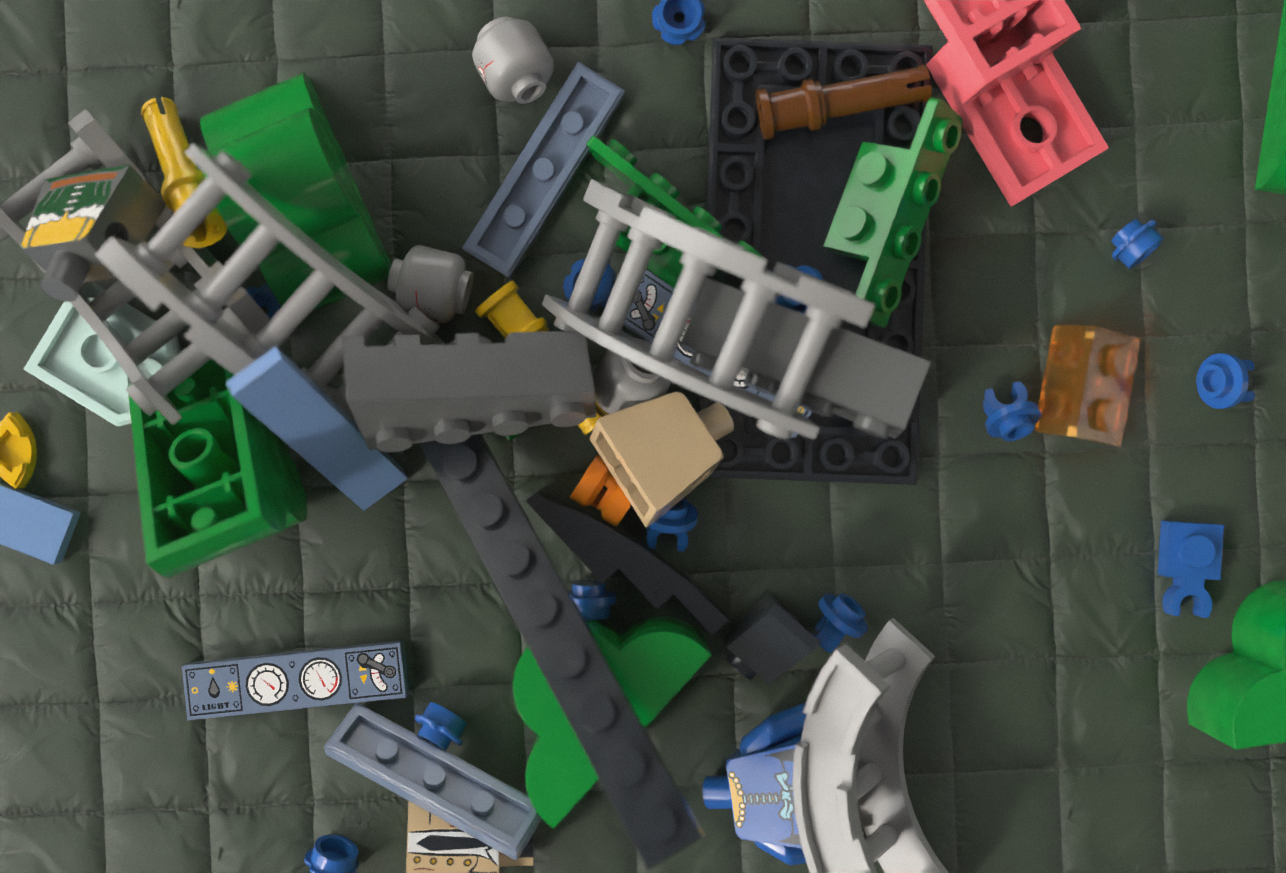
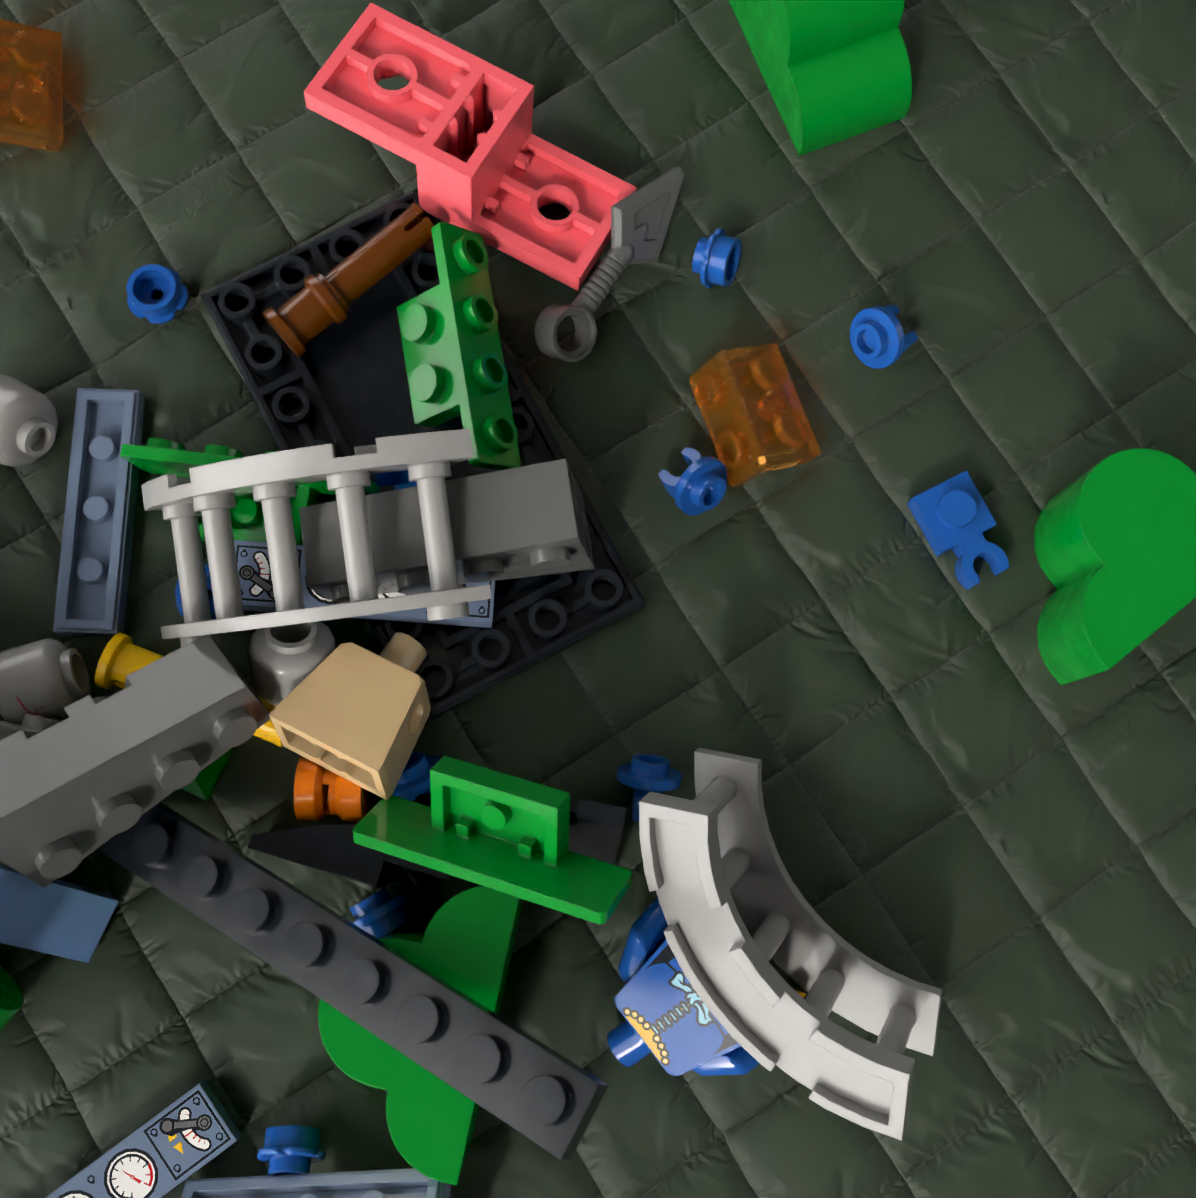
camera: 35 degrees left, 10 degrees down
(715, 607) = (497, 836): none -> green bracket
(1083, 190) = (637, 237): none -> dark grey piece

